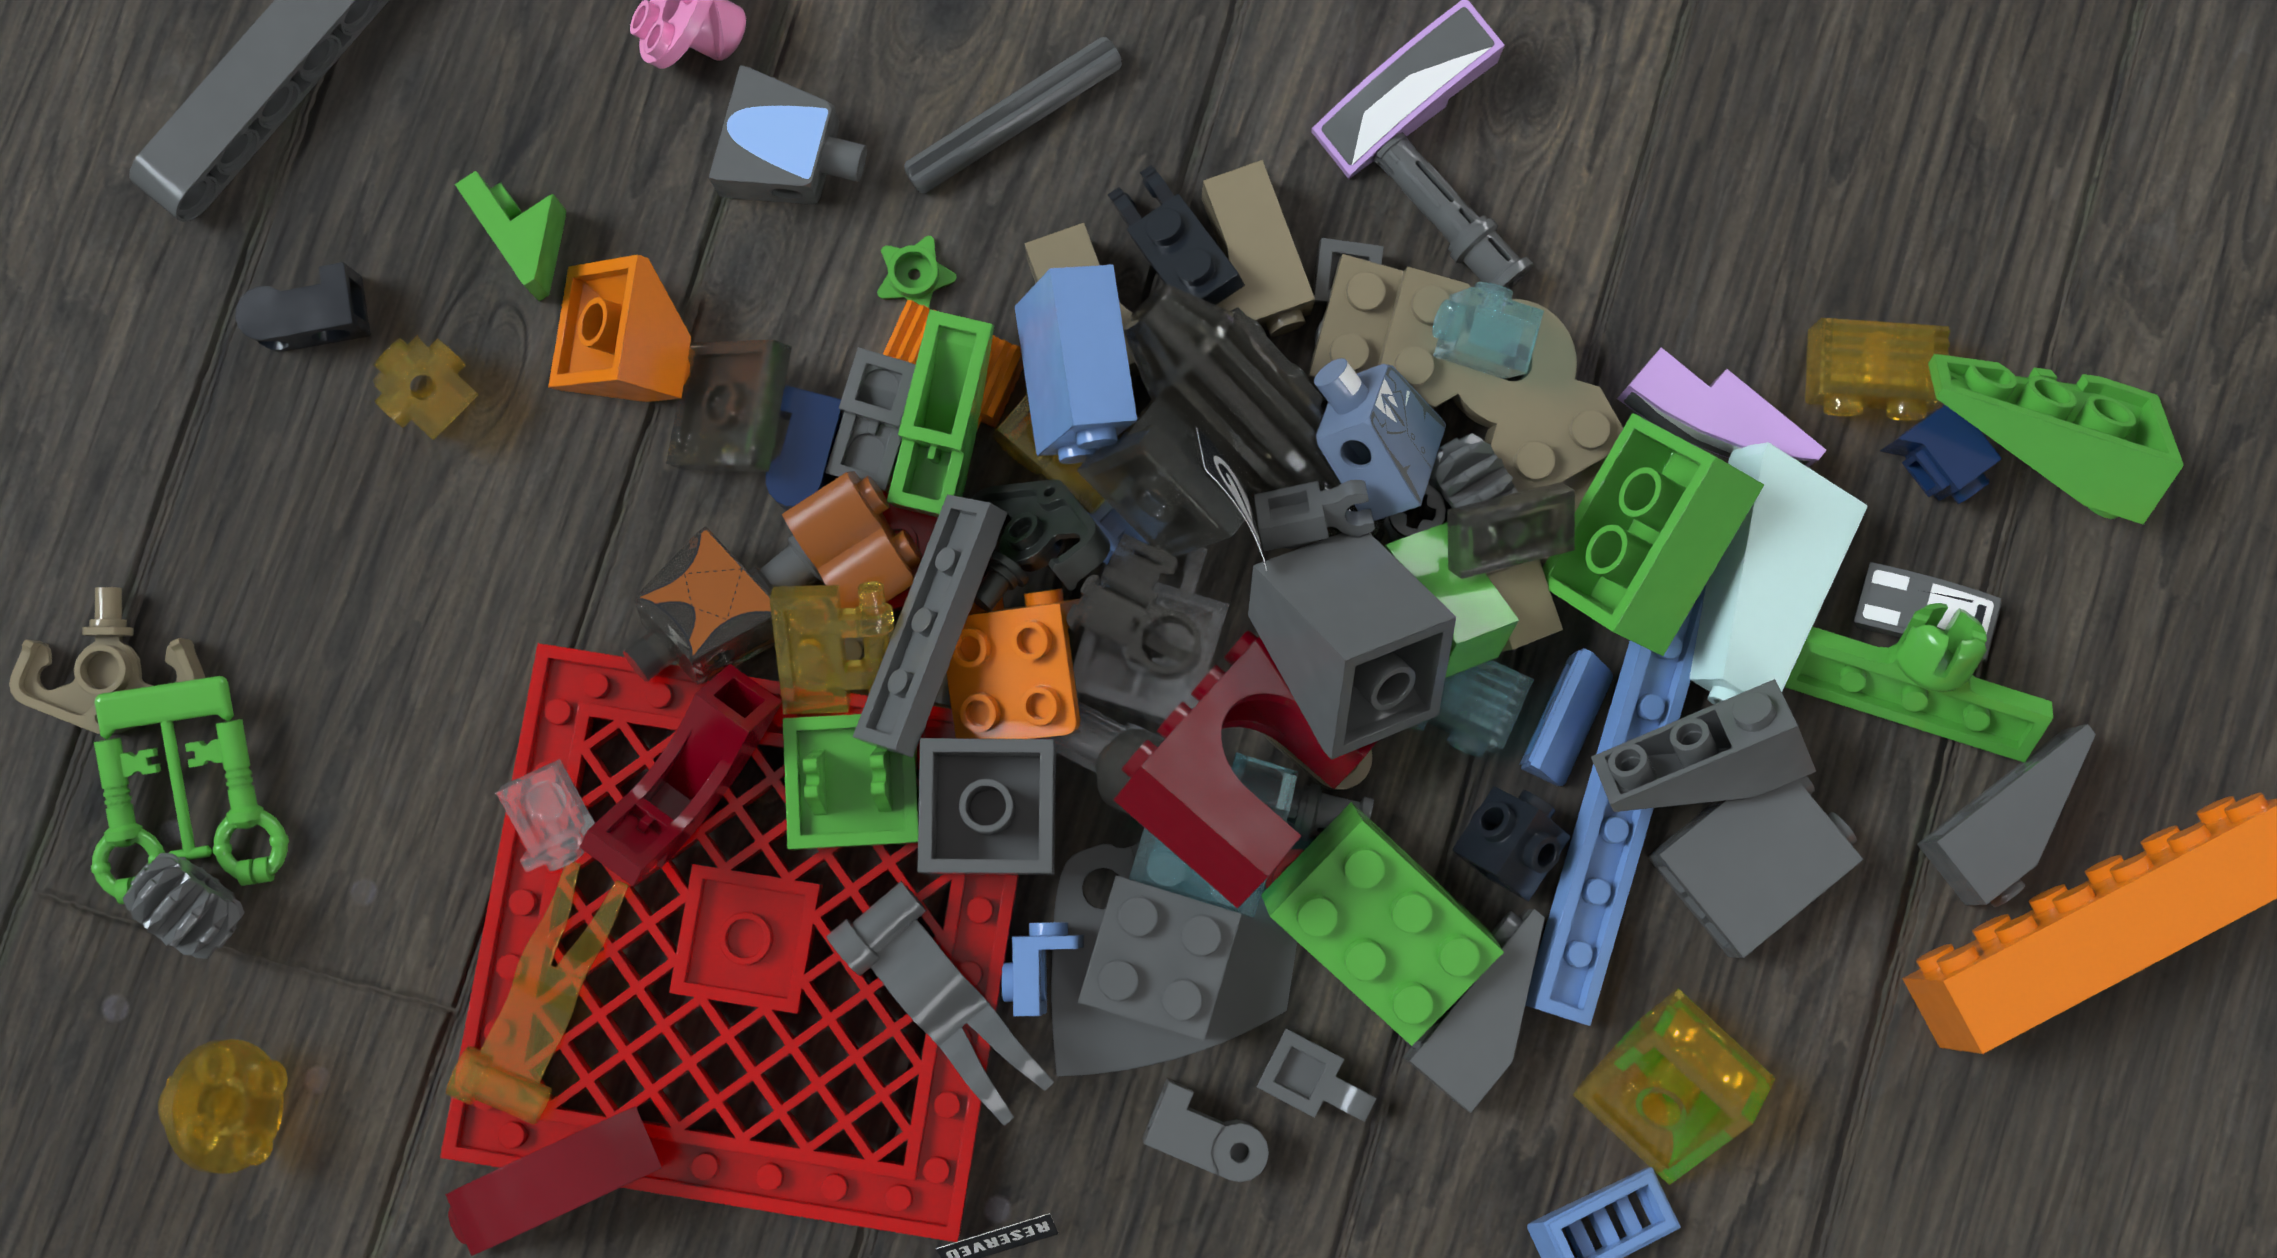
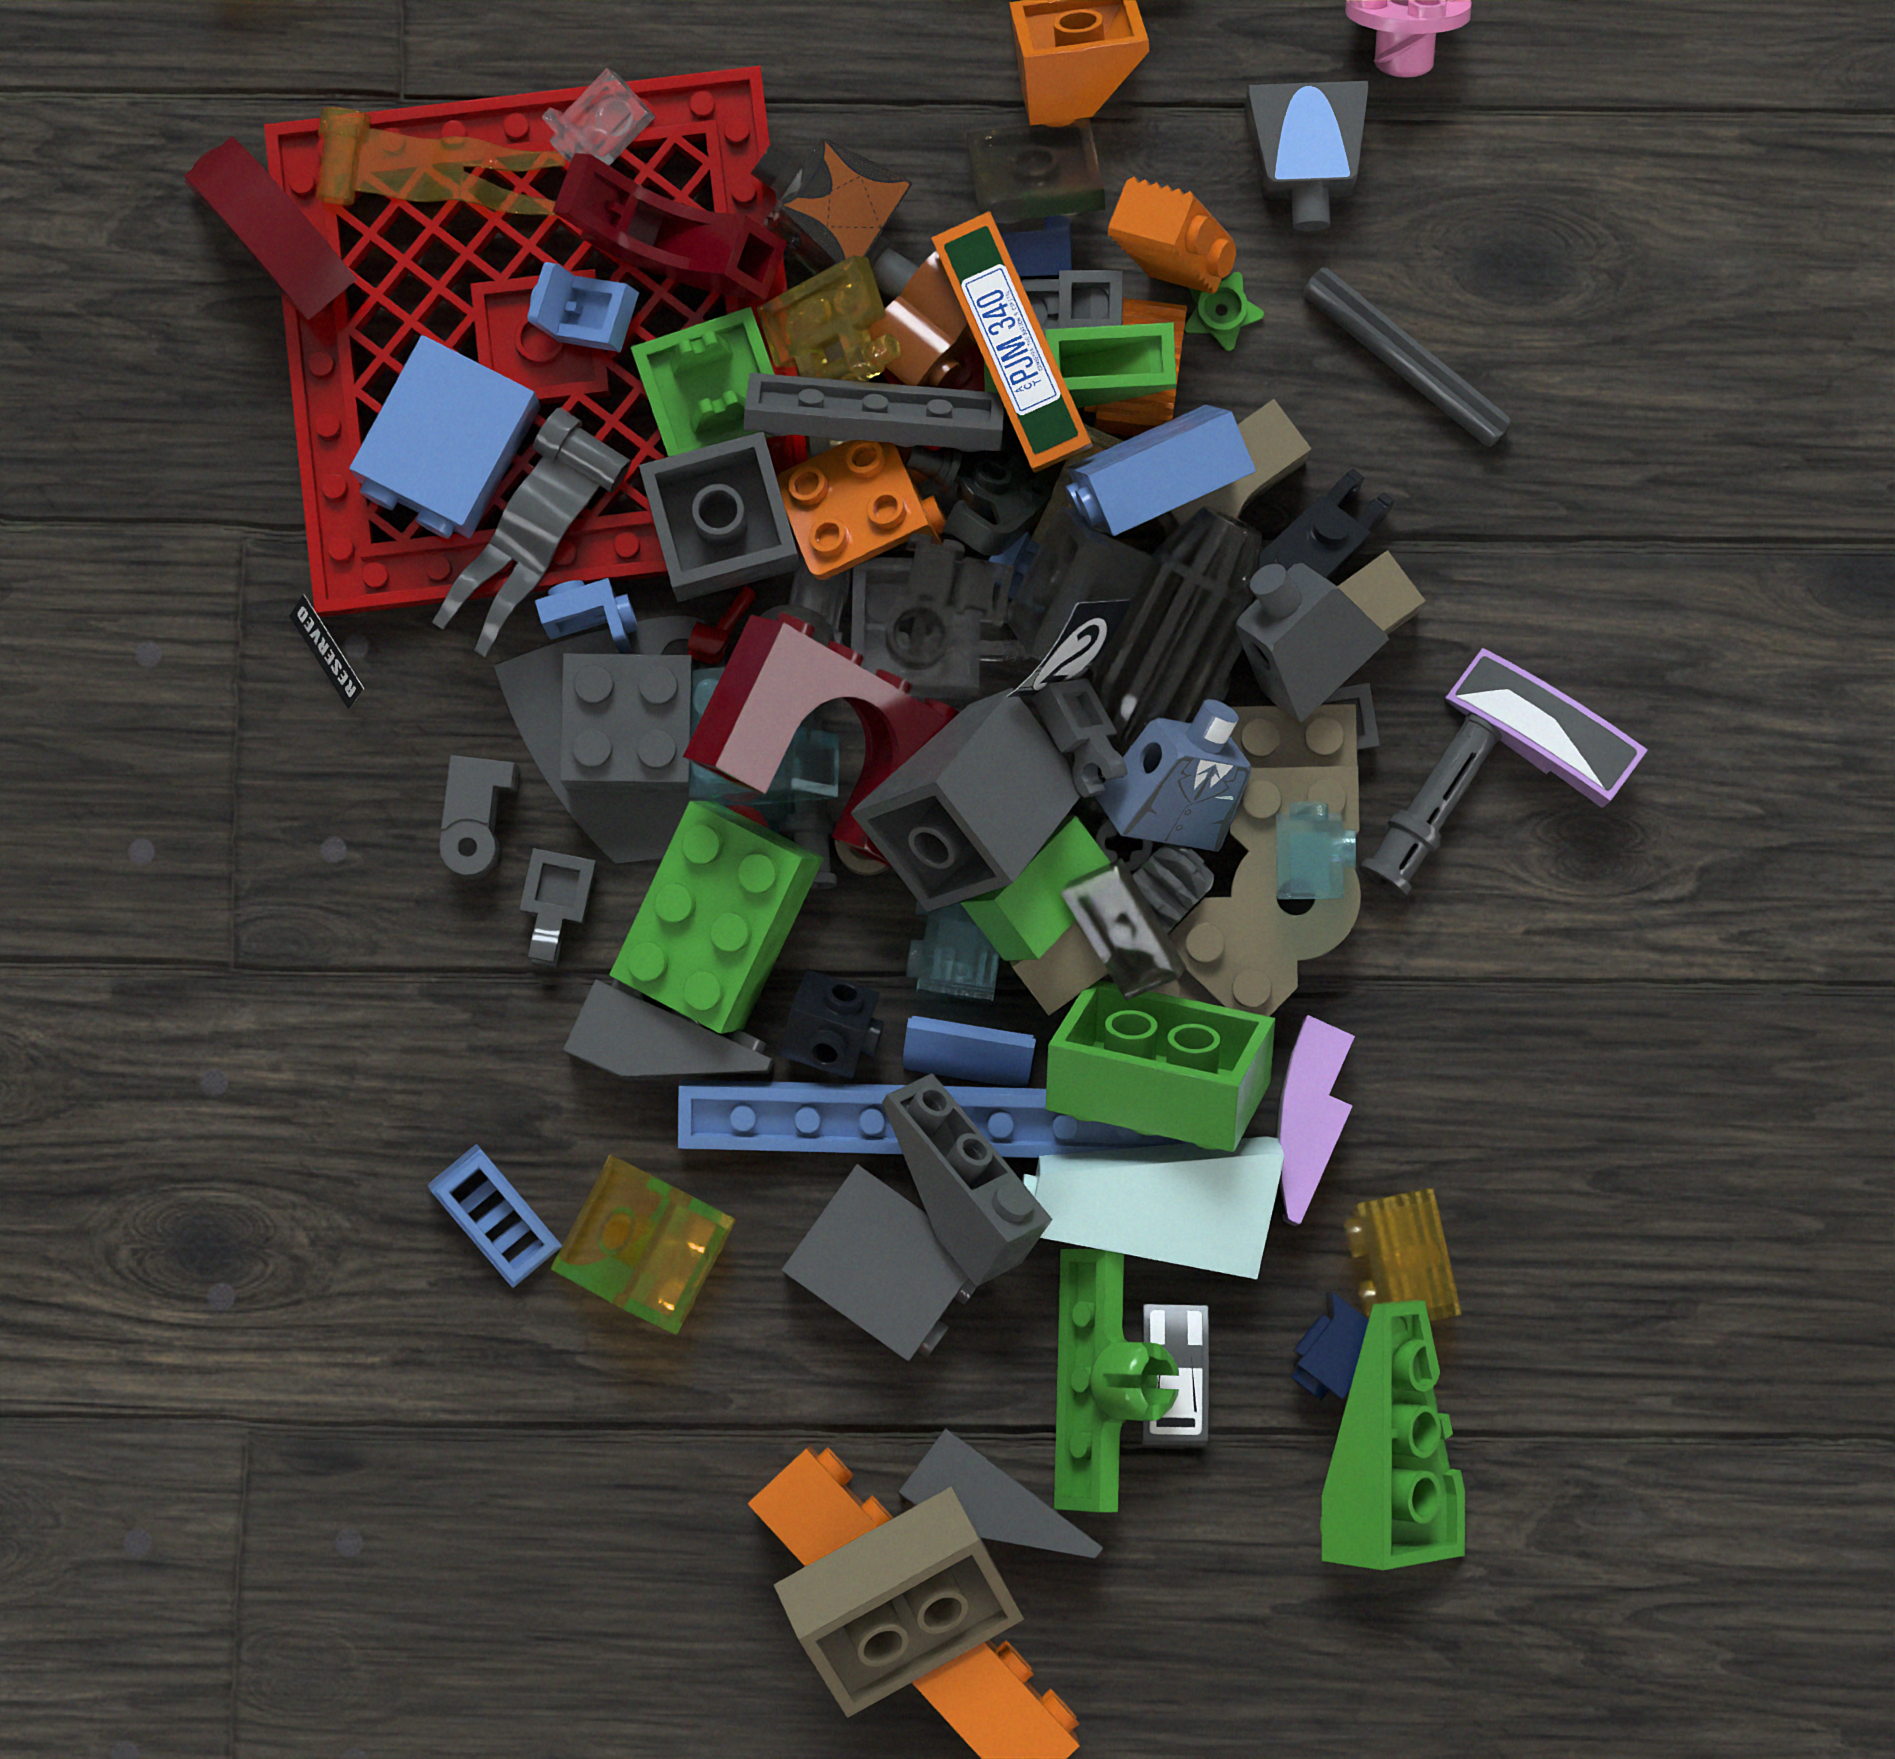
camera: 75 degrees right, 0 degrees up
(733, 886) = (581, 308): none -> medium blue bracket
(824, 1062) = (444, 439): none -> medium blue brick
(837, 291) = (1172, 236): none -> orange brick
(902, 469) = (1012, 342): none -> tile
(1099, 855) = (710, 643): none -> red hand
(1278, 275) = (1303, 637): none -> dark grey torso
(2123, 934) = (898, 1602): none -> dark tan slope

